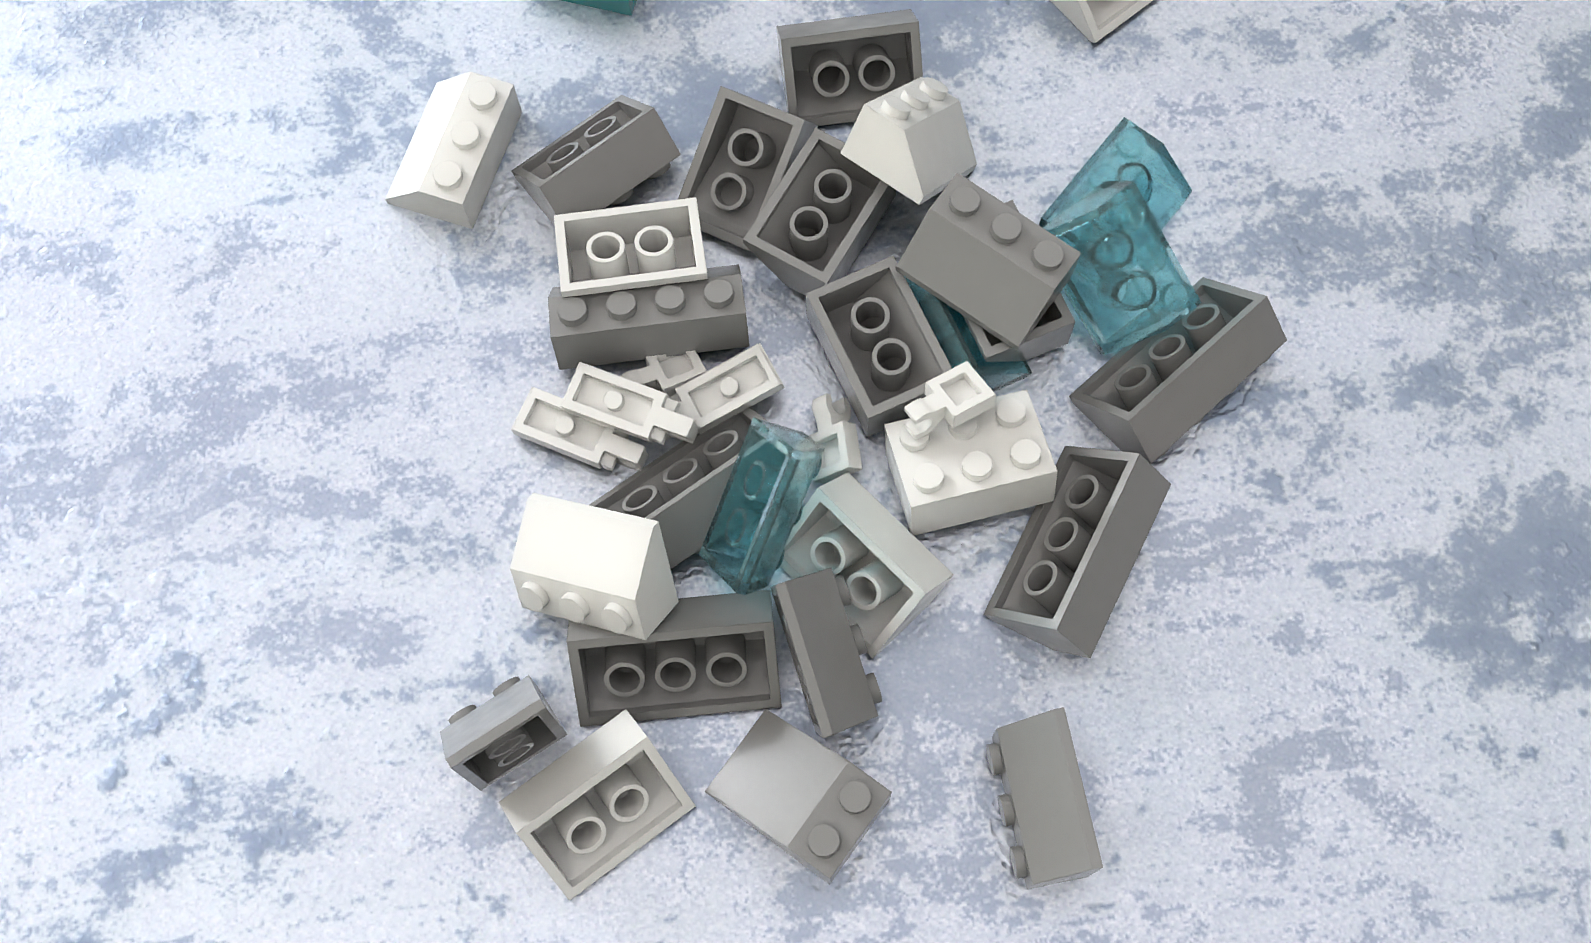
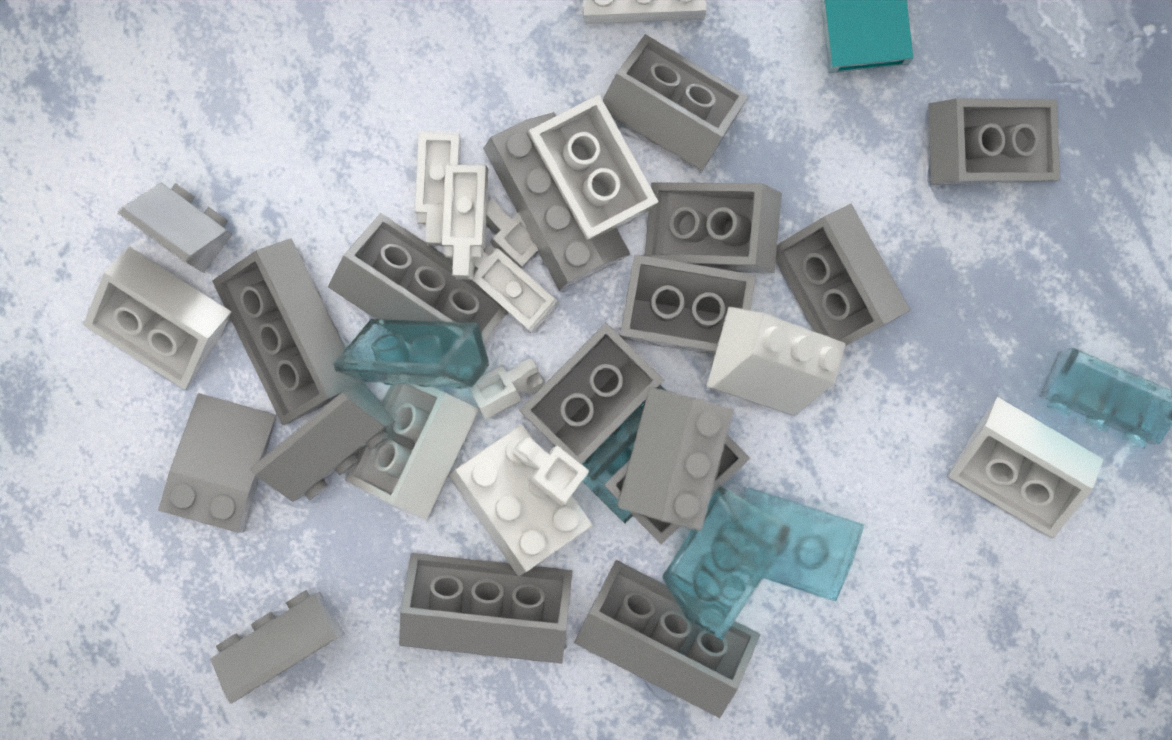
camera: 70 degrees right, 15 degrees up
(593, 566) = (318, 246): white slope -> none

